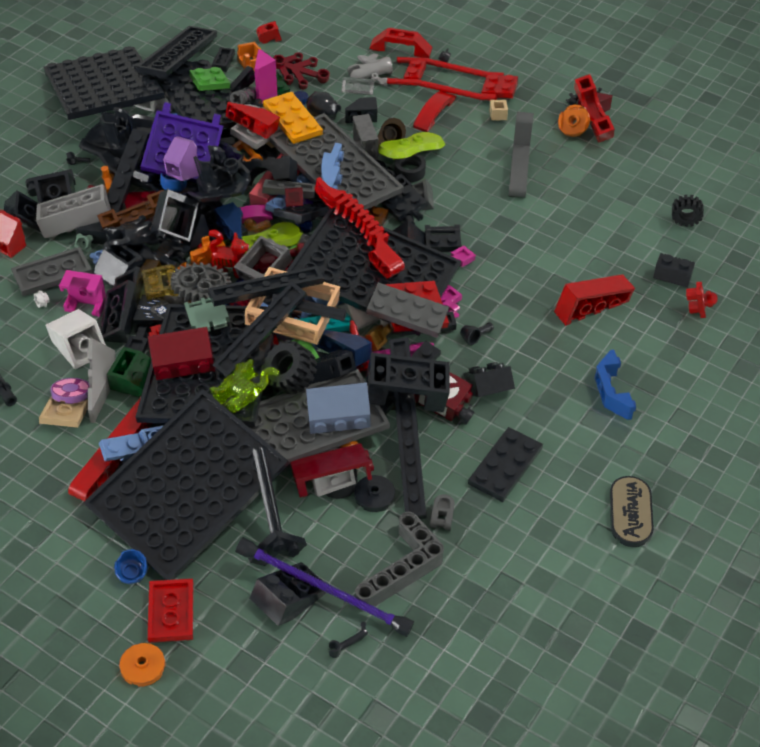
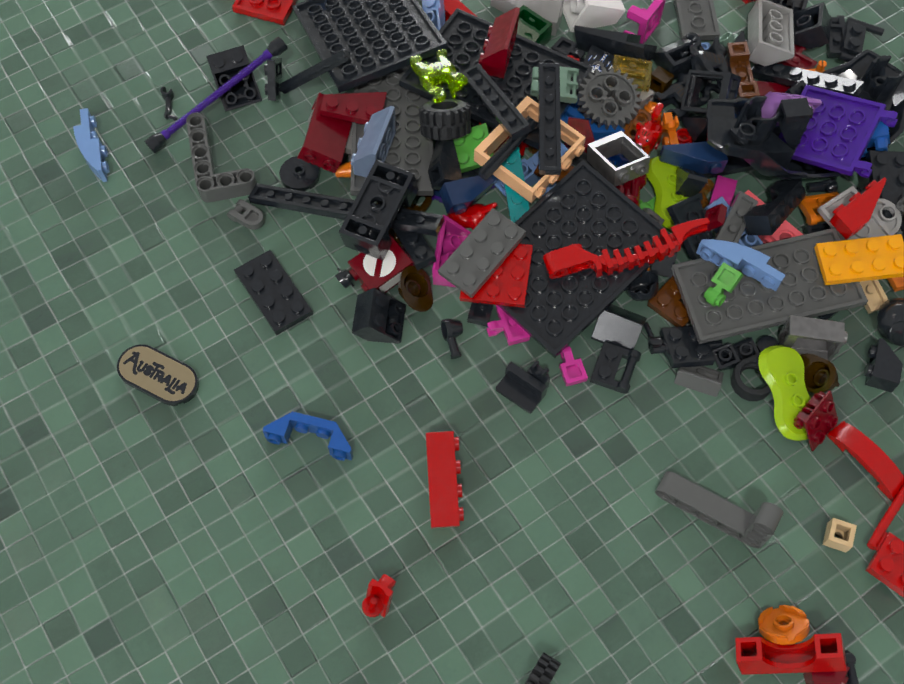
camera: 115 degrees right, 15 degrees up
(54, 166) = (854, 37): none -> black plate
(203, 138) = (794, 119): none -> black slope
(259, 223) = (689, 182): none -> black slope
(299, 446) = (353, 106): none -> dark red wing
(355, 173) = (725, 279): none -> bright green plate
(429, 128) = (817, 418): none -> dark red hinge
(442, 679) = (90, 145): none -> medium blue slope
(456, 359) = (416, 289): none -> dark brown piece
(480, 270) = (539, 373): none -> black plate
(493, 282) = (521, 388): none -> black panel
(674, 270) = (446, 599): black brick -> none

